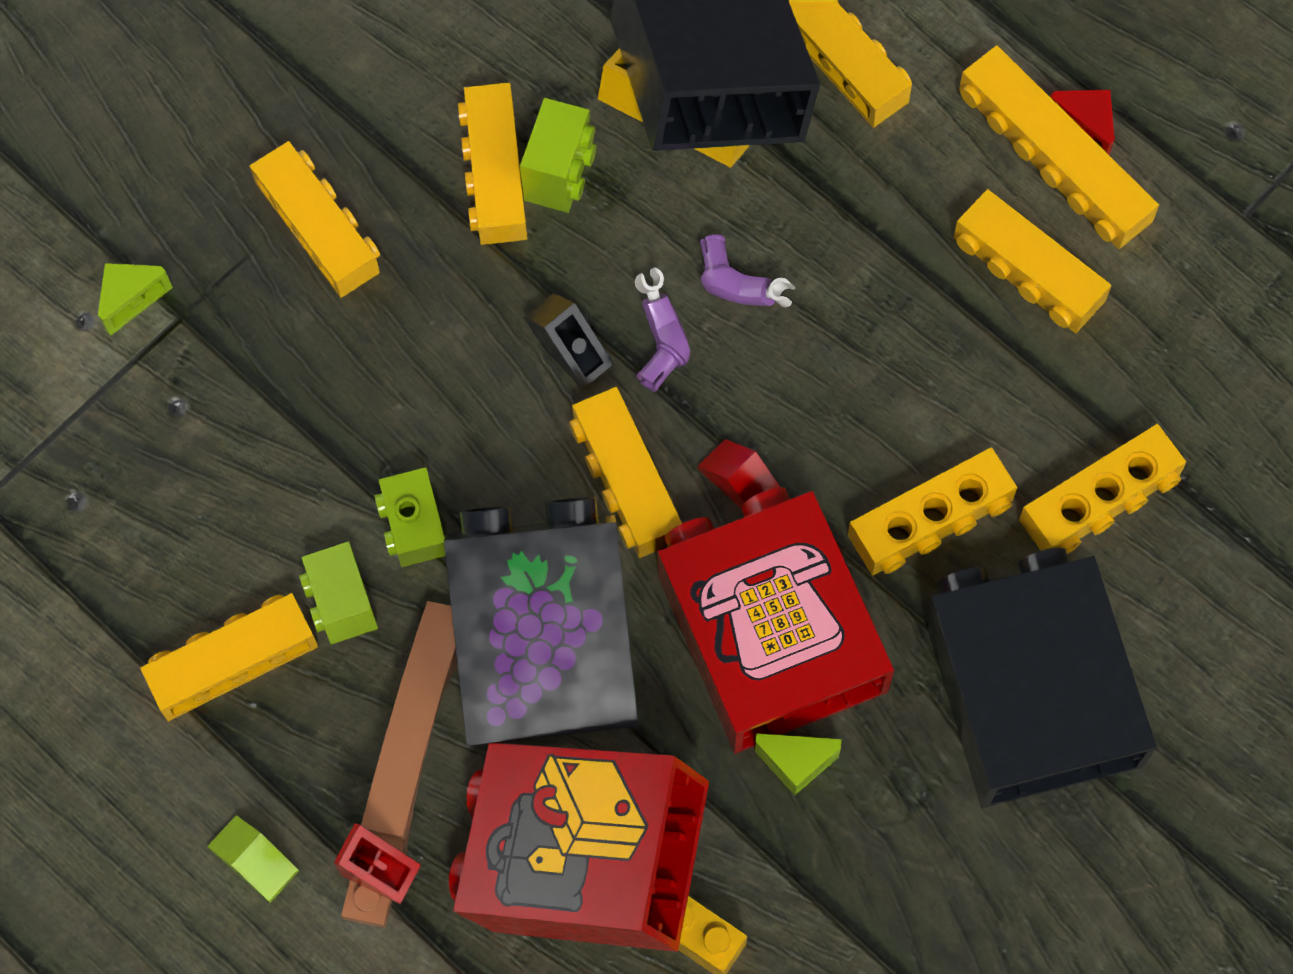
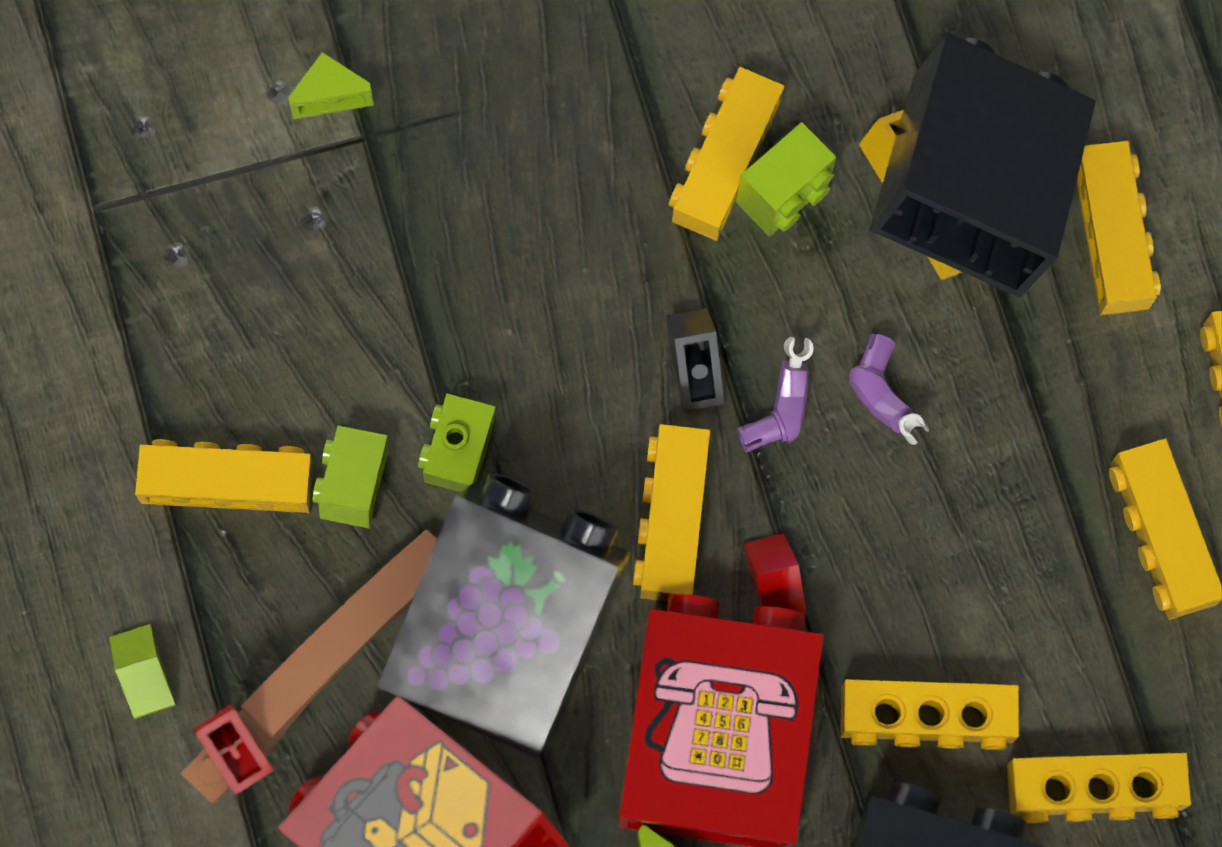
camera: 25 degrees right, 5 degrees up
(316, 219) = (535, 114): yellow brick -> none

